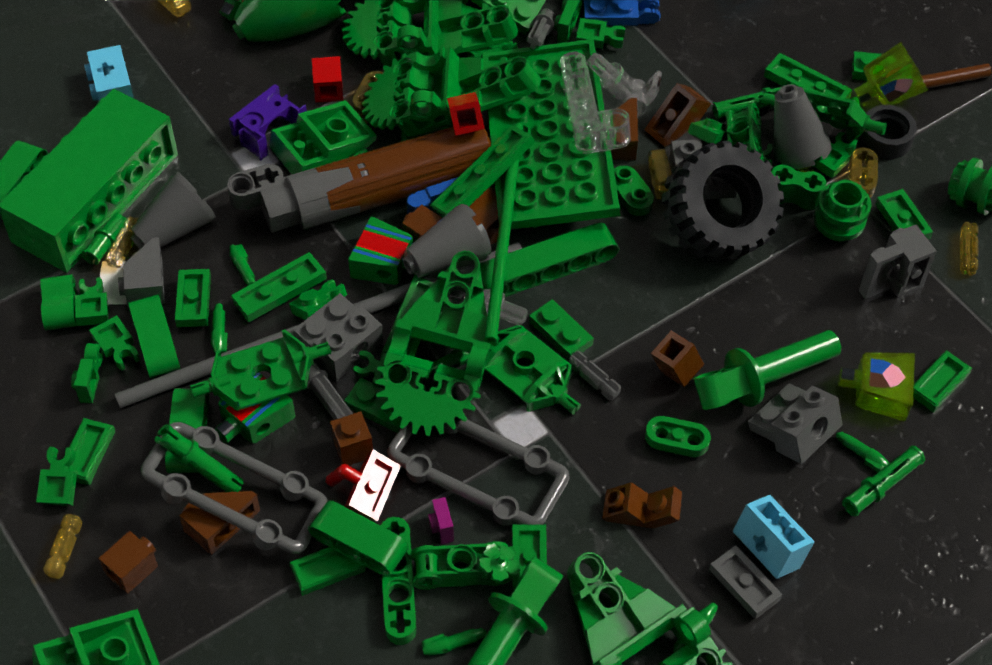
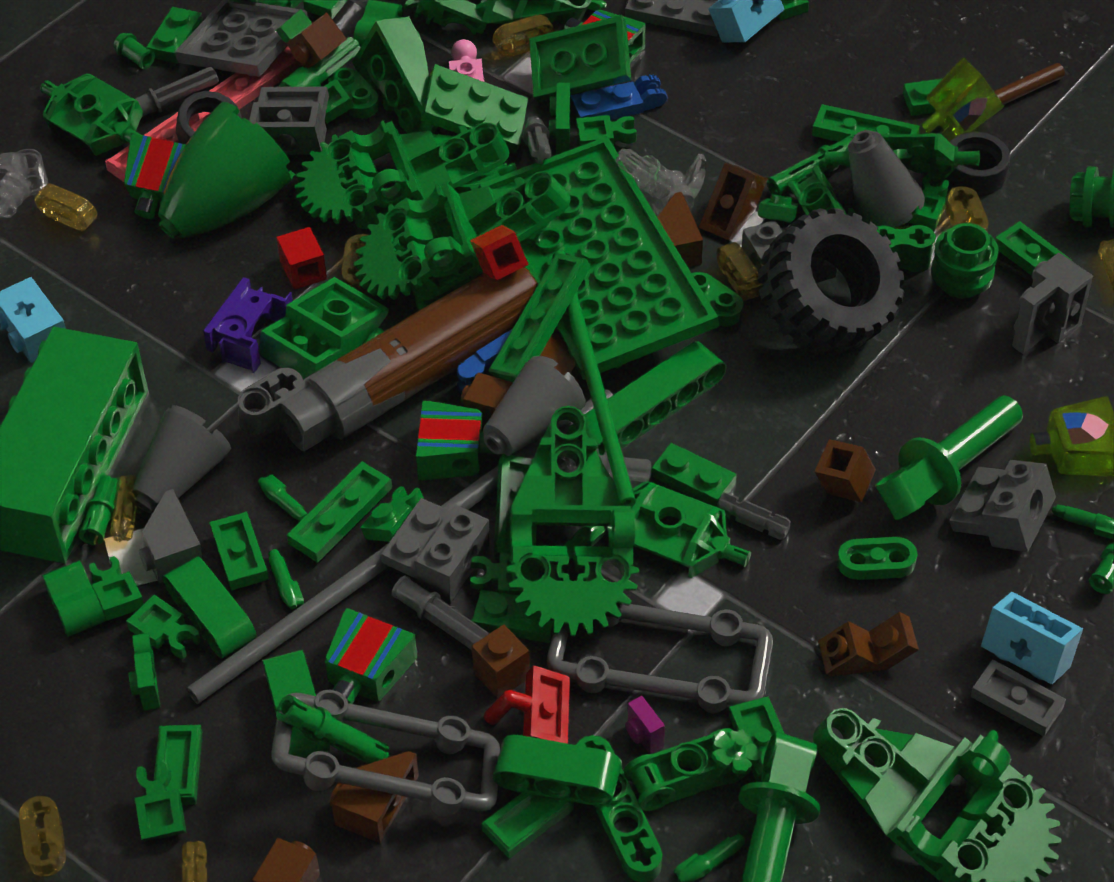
camera: 15 degrees left, 5 degrees down
(283, 358) = (389, 588): green plate -> none
(591, 128) = (647, 234): clear beam -> none

